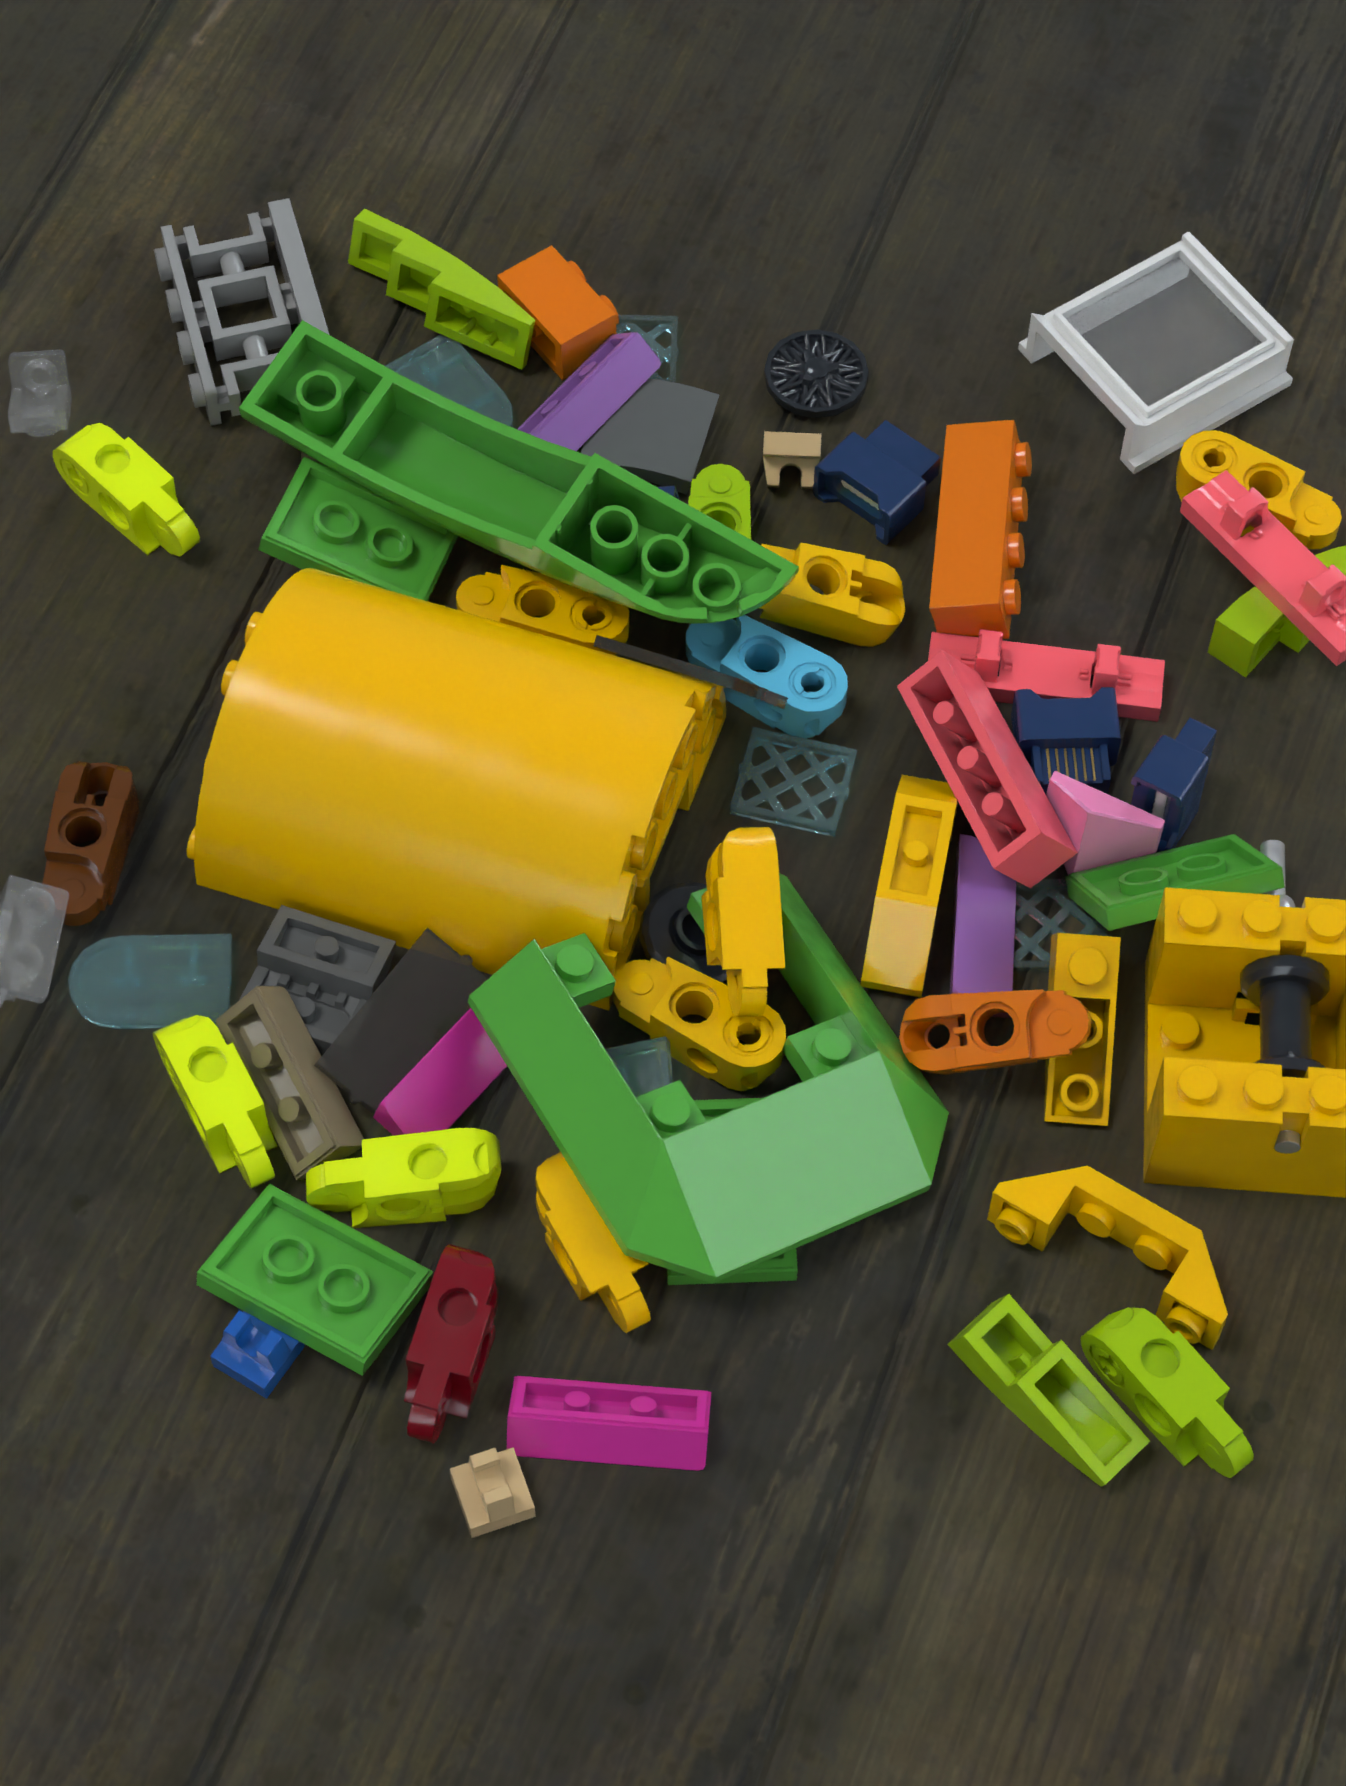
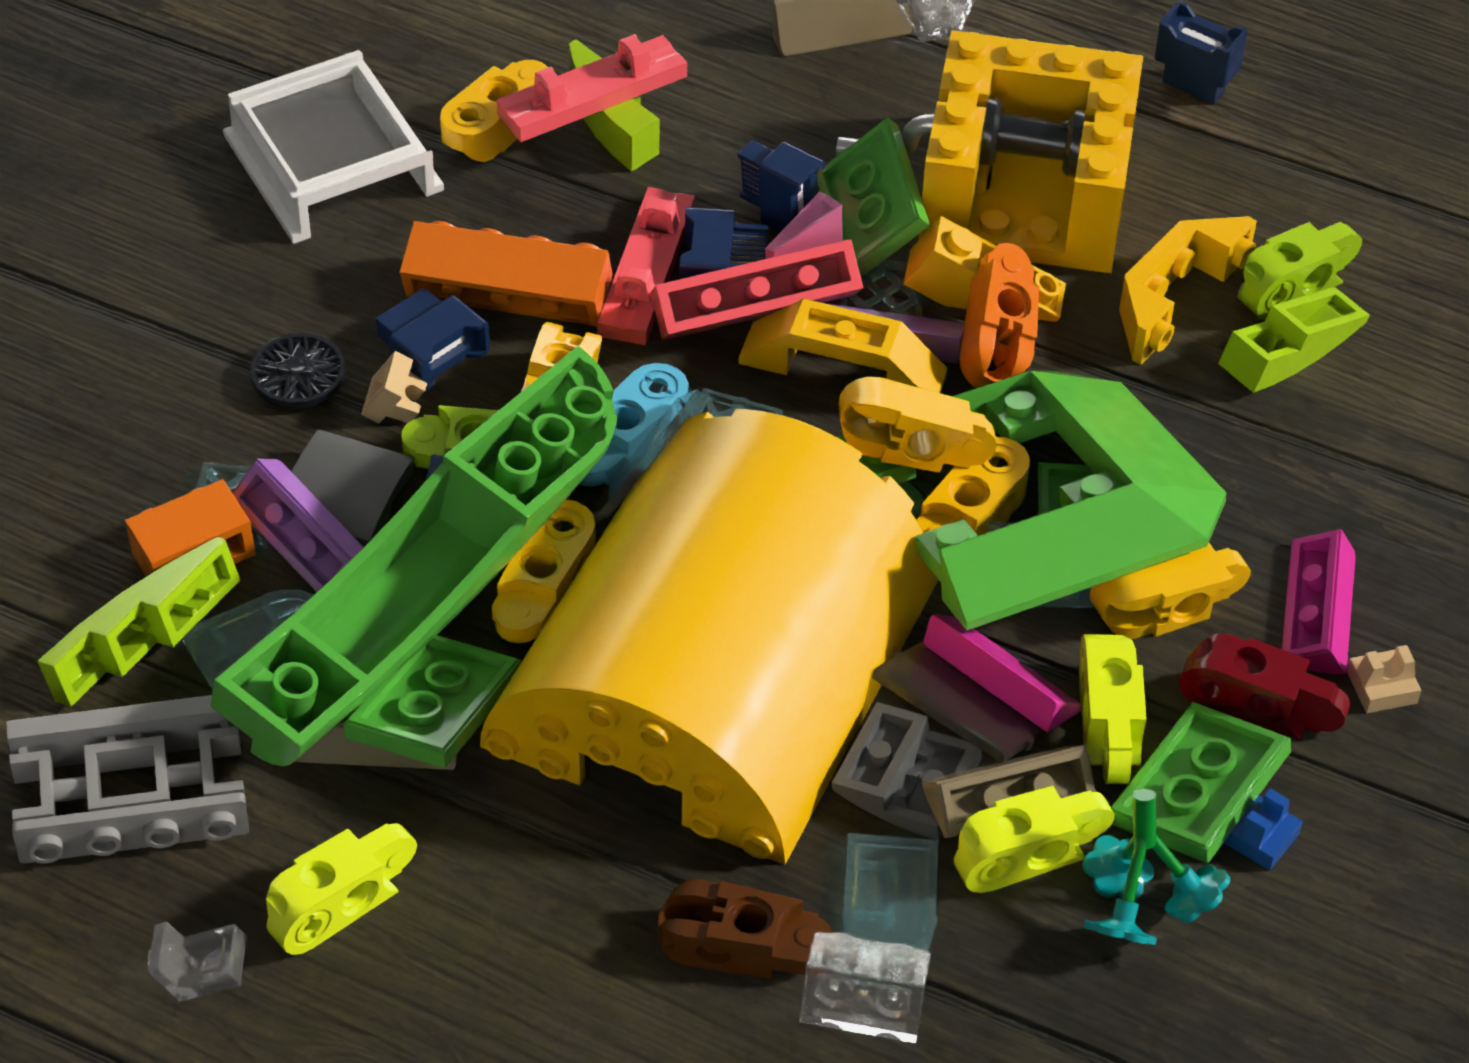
camera: 85 degrees left, 10 degrees down
(194, 1202) = (1123, 871): none -> teal plant

